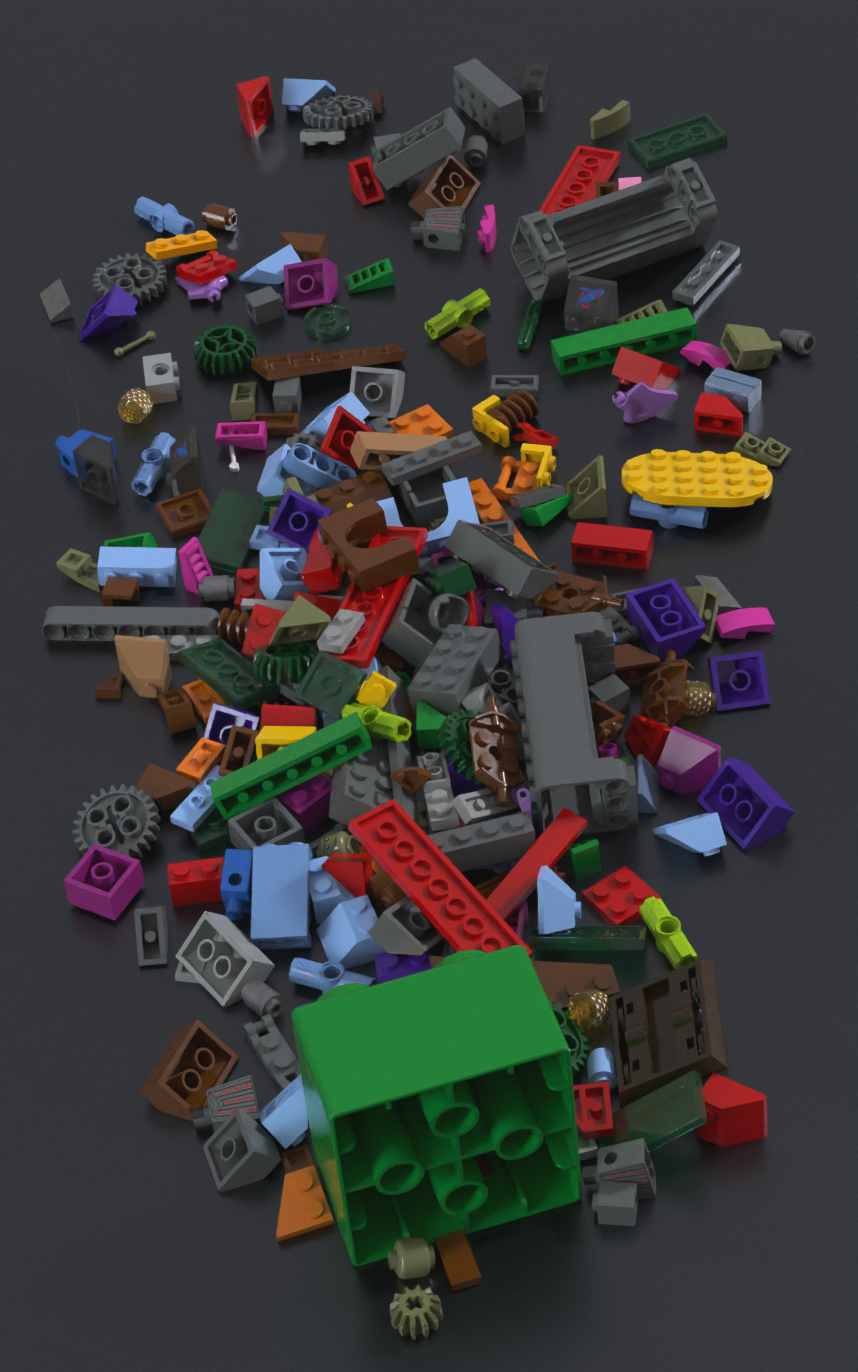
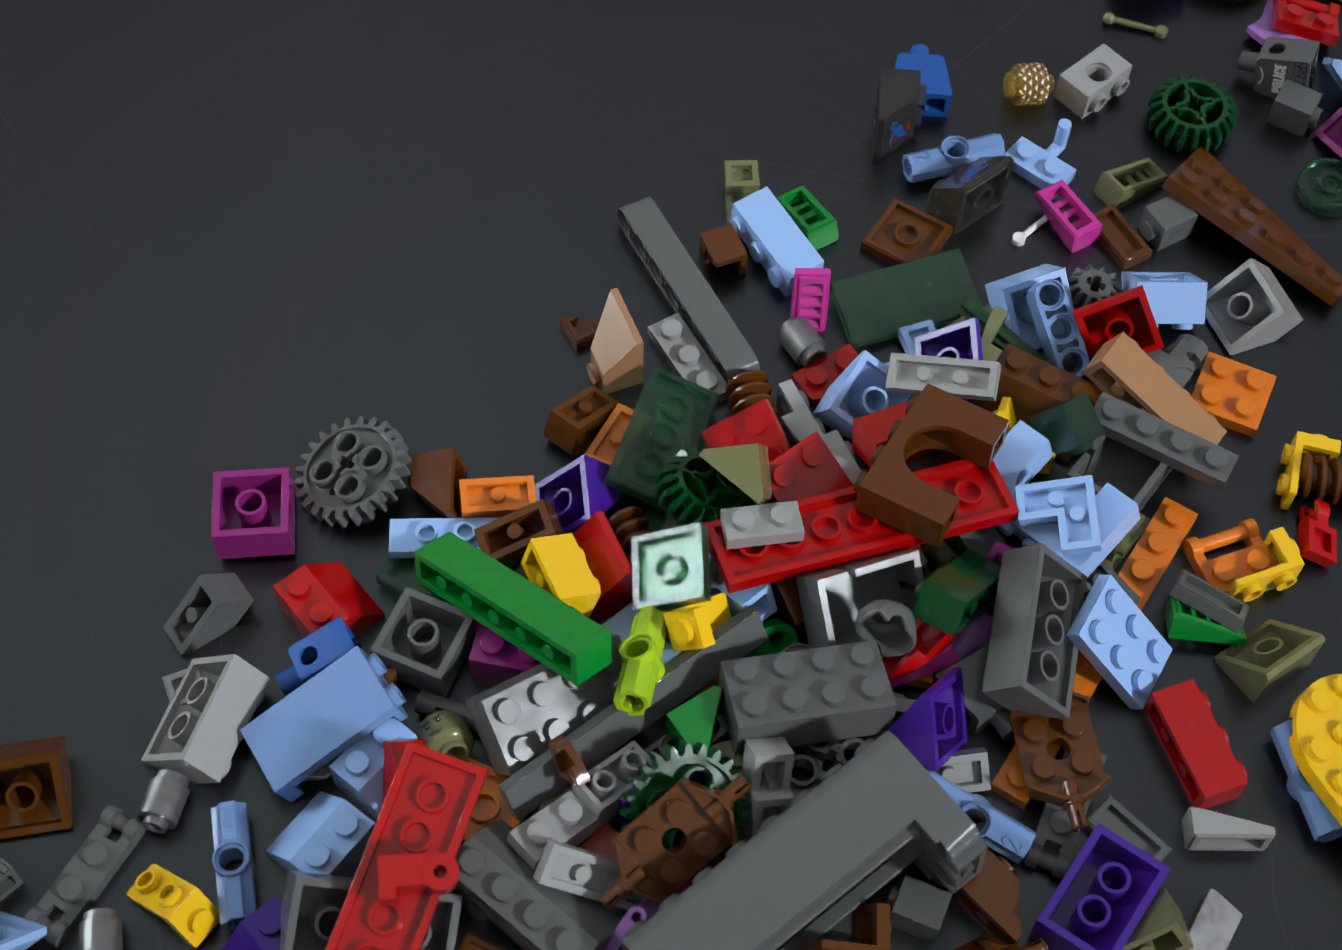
camera: 50 degrees right, 15 degrees up
(205, 427) = (1042, 165): none -> light blue plate
(231, 292) = (1280, 61): none -> dark grey torso
(305, 526) = (954, 375): none -> light grey plate
(388, 484) = (1068, 425): none -> clear green slope
(427, 854) = (416, 871): none -> red leg
(443, 503) = (1068, 502): none -> light blue plate
(532, 537) = (1120, 641): none -> light blue plate
(667, 559) = (1221, 832): none -> light grey slope

